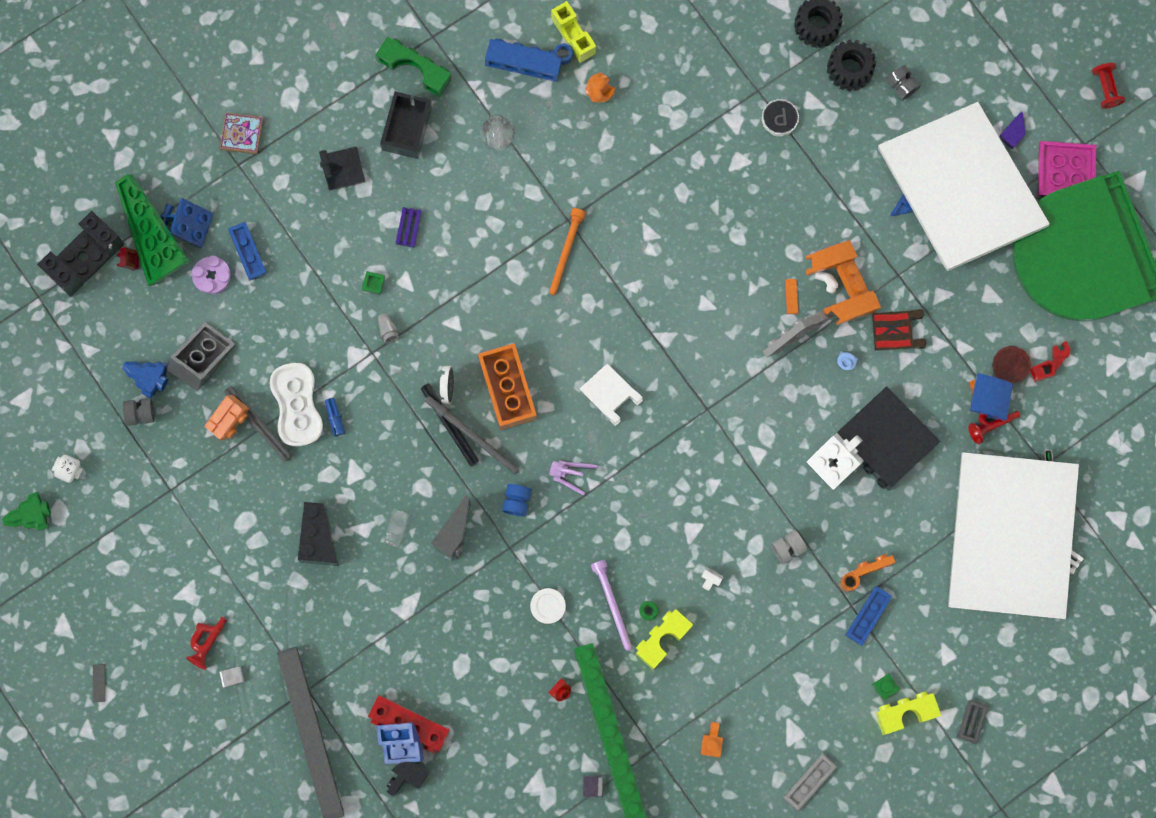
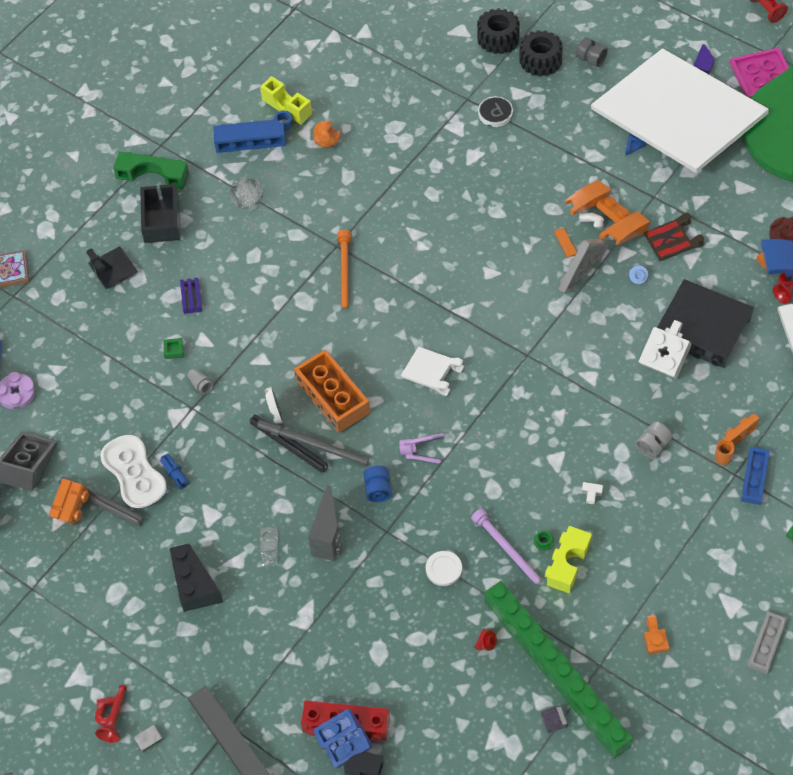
camera: 10 degrees left, 20 degrees down
(247, 251) = (44, 359): blue plate -> none

